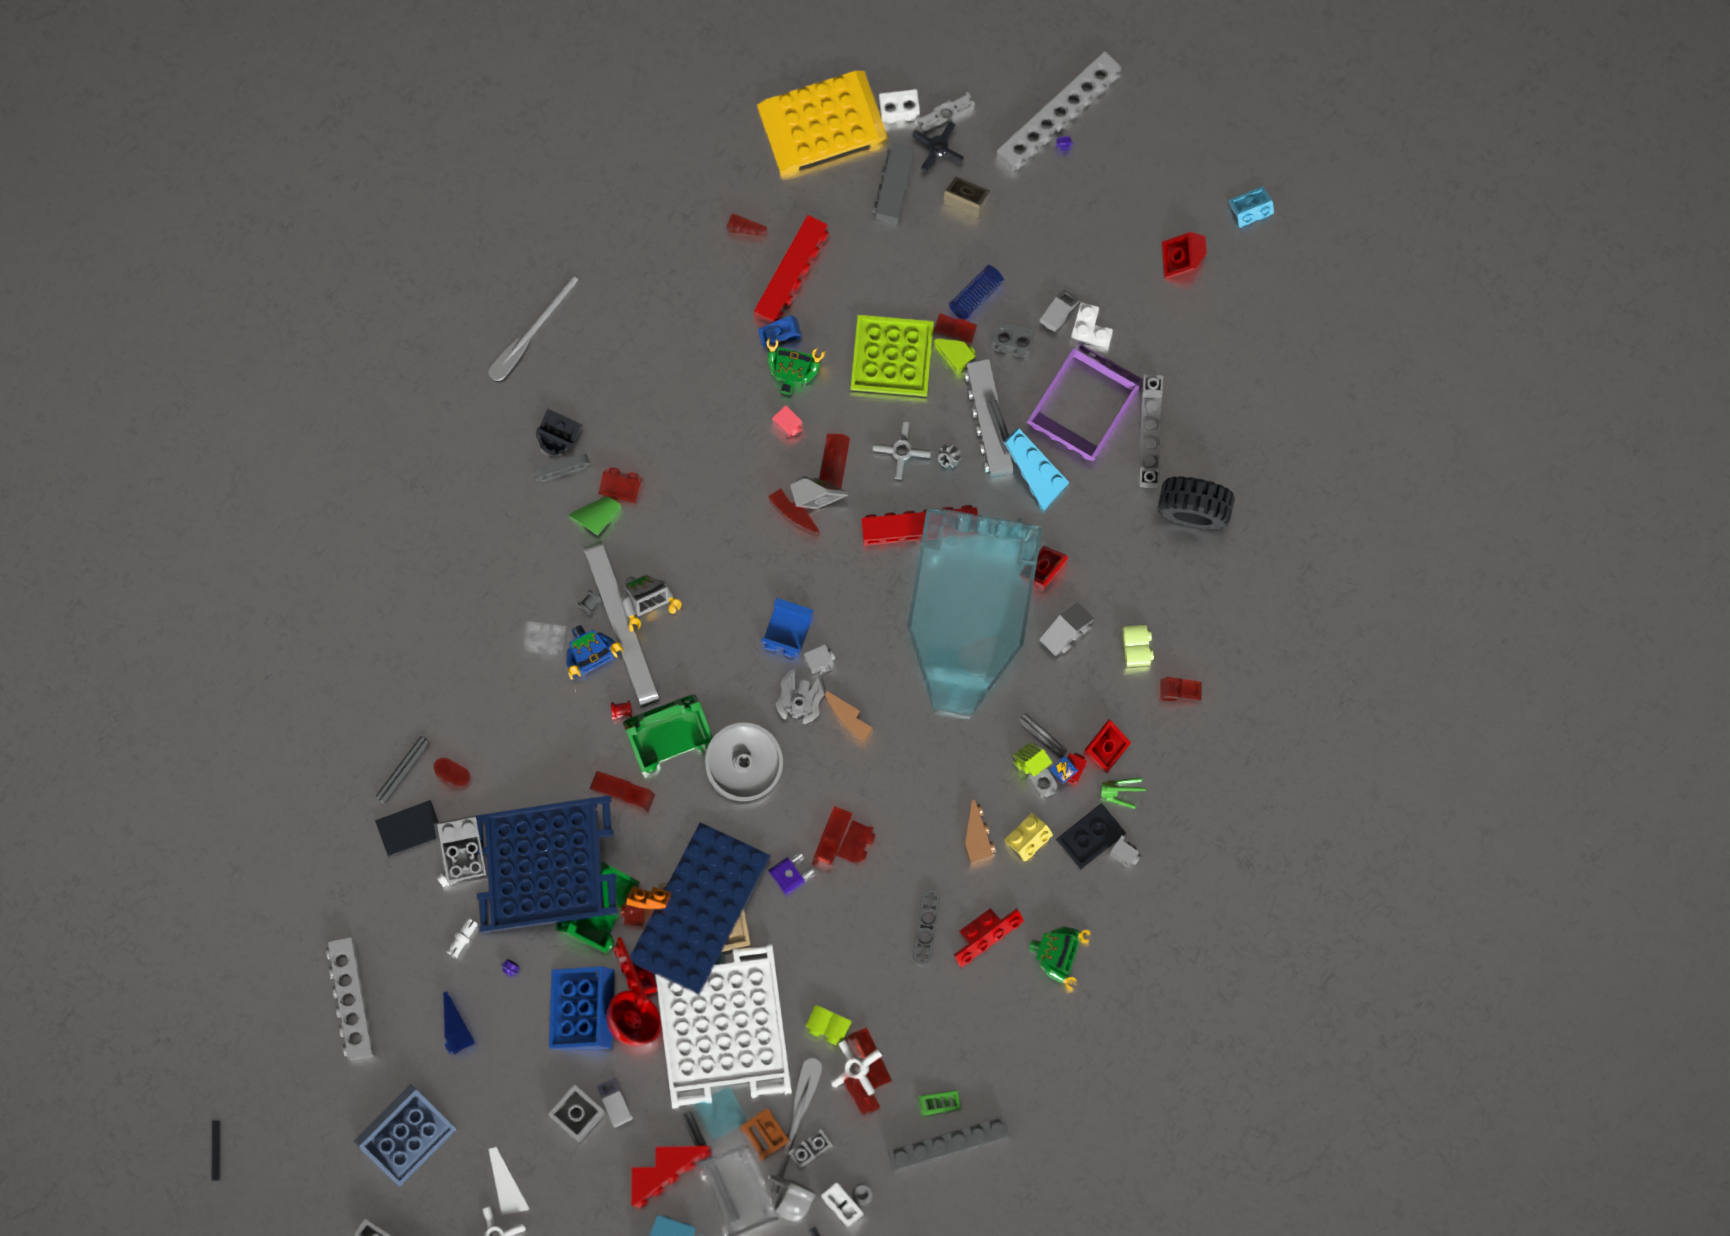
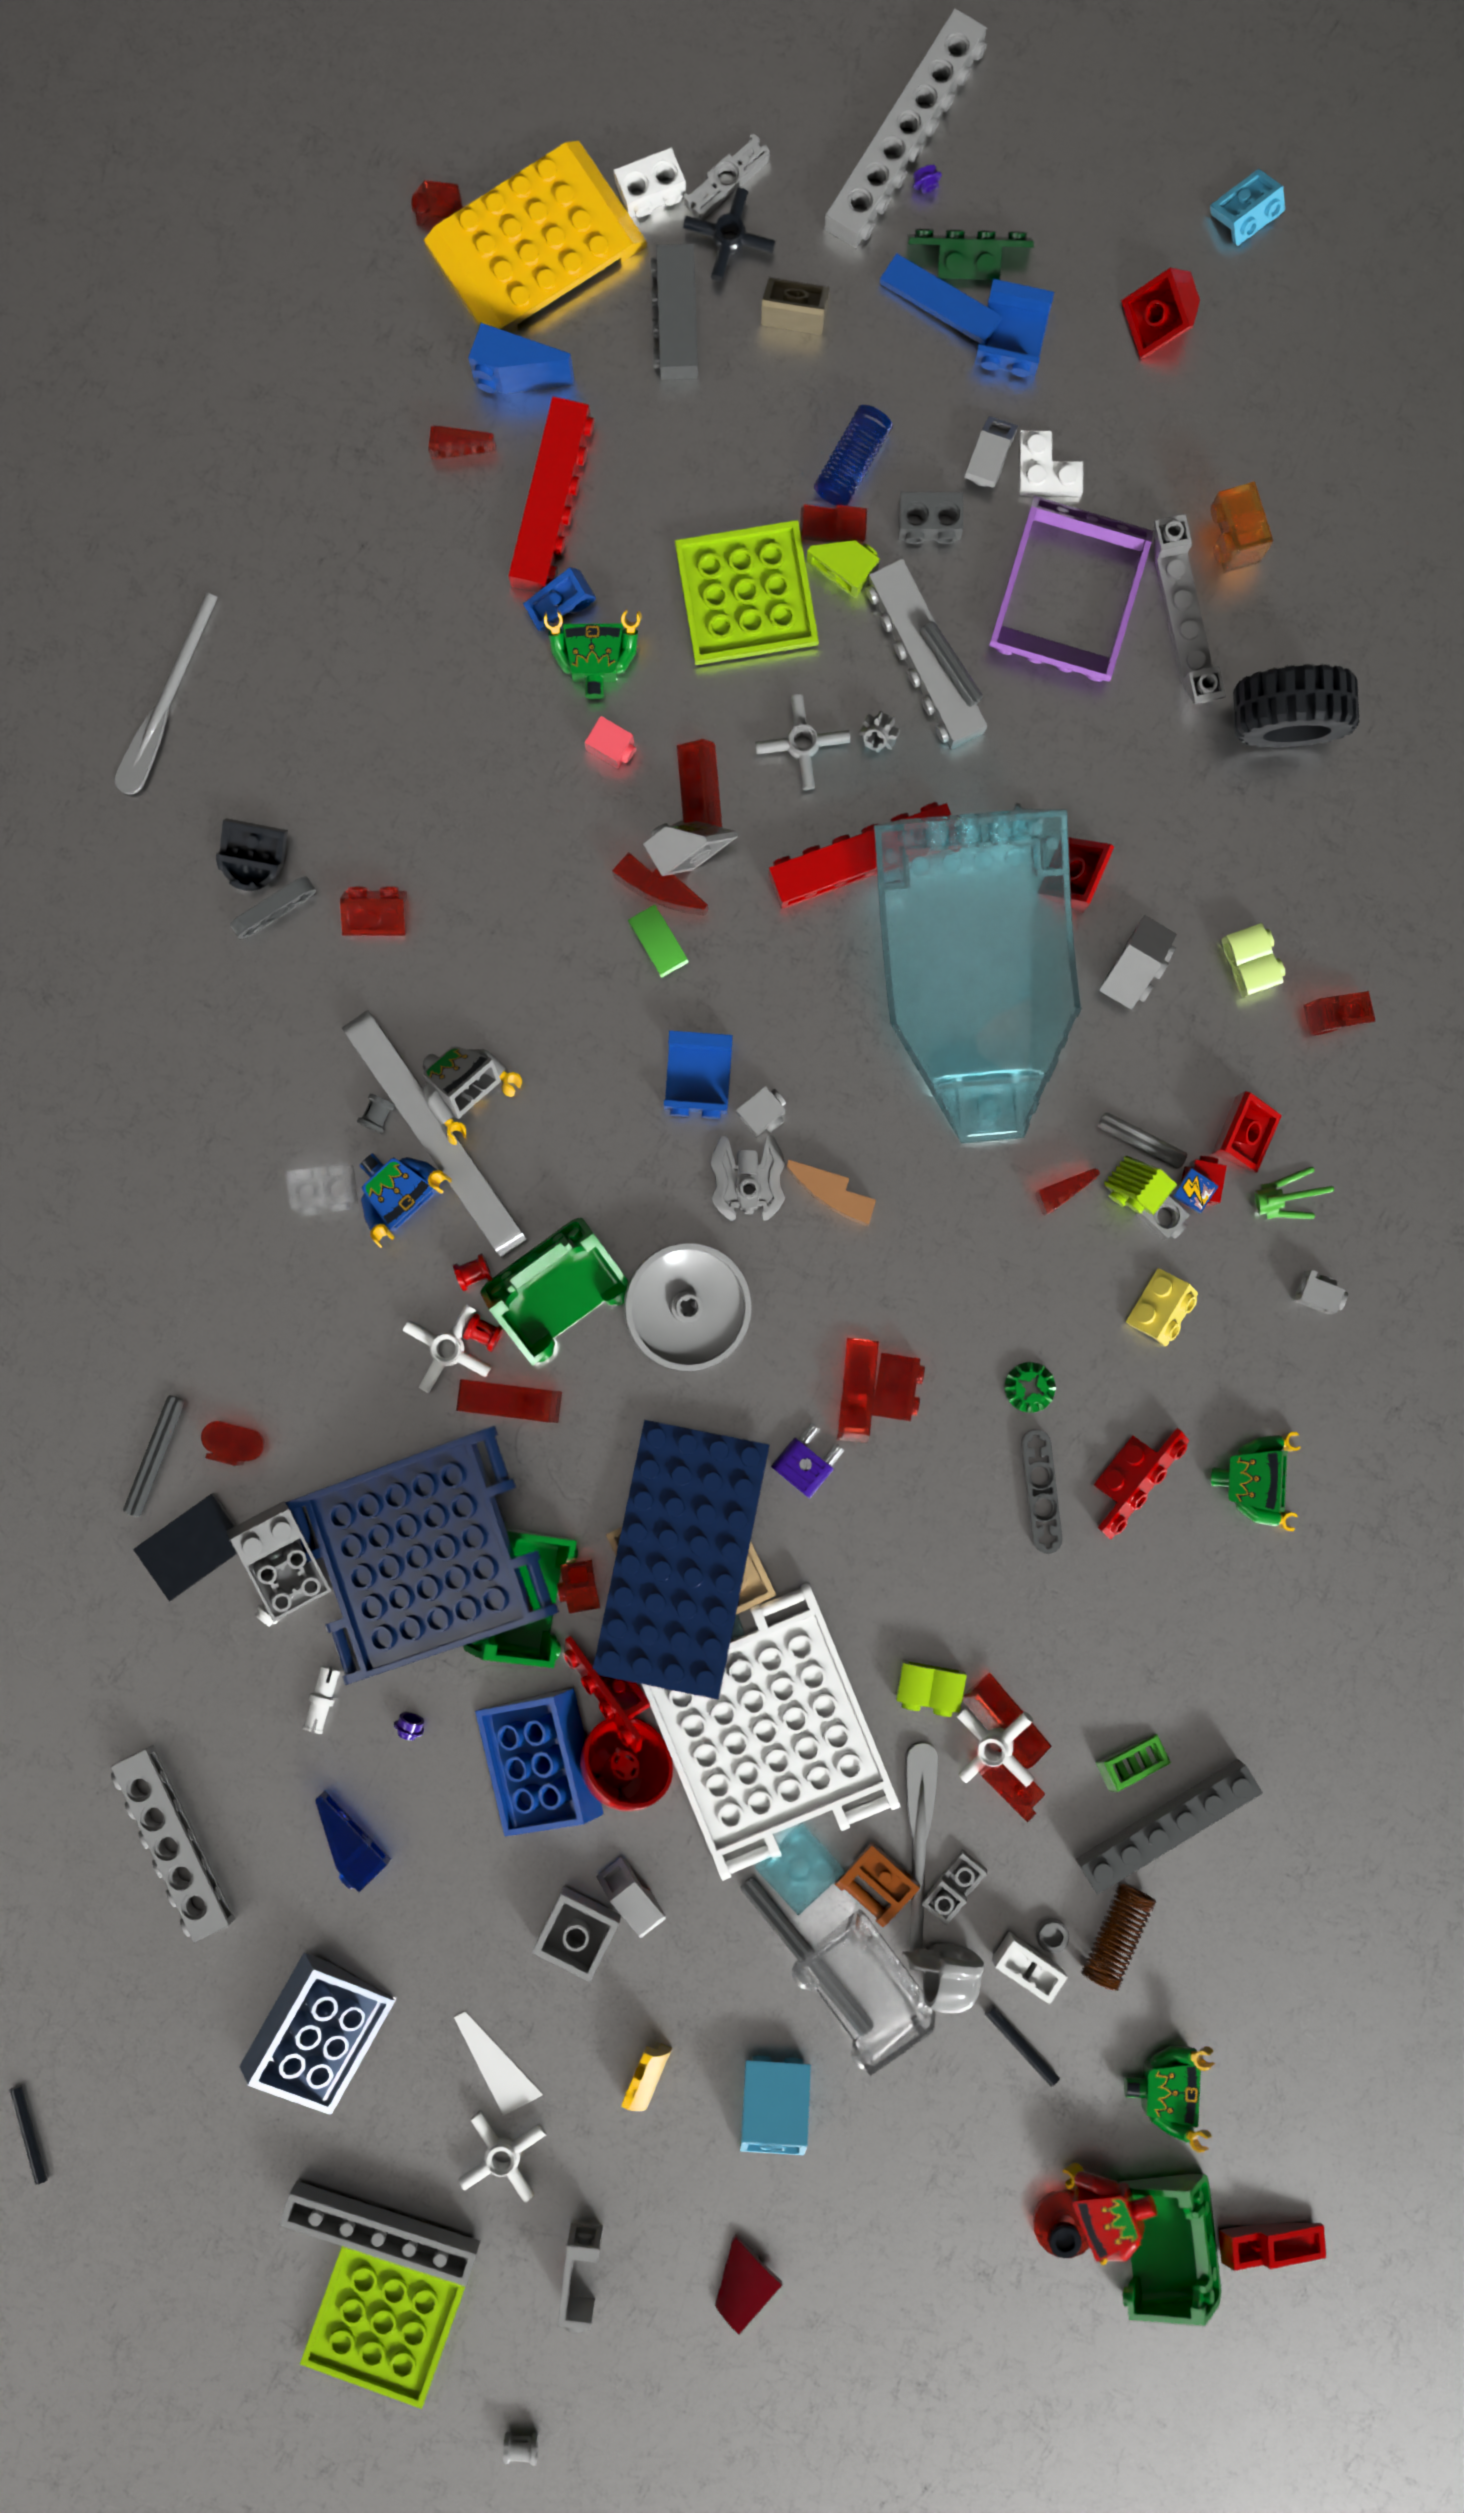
camera: 15 degrees left, 10 degrees up
(594, 743) = (435, 1341): none -> white bar
(594, 1211) = (646, 2078): none -> yellow slope
(596, 514) = (349, 968): bright green slope -> none
(618, 746) = (483, 1332): none -> red bush
(654, 899) = (604, 1569): orange slope -> none
(669, 1164) = (742, 1974): red slope -> none
(770, 84) = (435, 200): none -> clear red bracket
(784, 544) = (658, 941): none -> bright green slope
(790, 190) = (516, 364): none -> blue slope
(882, 1220) = (1102, 1959): none -> reddish brown piece
(936, 873) = (1015, 1391): none -> green gear
(977, 843) = (1084, 1336): medium nougat slope -> none
(986, 752) = (1055, 1195): none -> clear red slope
(1039, 472) = (1024, 716): medium azure wing -> none
(1053, 215) = (940, 299): none -> blue tile
(1077, 193) = (970, 255): none -> dark green bracket
(1090, 836) = (1258, 1280): black tile -> none
(1092, 242) = (1020, 334): none -> blue panel
(1194, 391) = (1243, 527): none -> clear orange brick

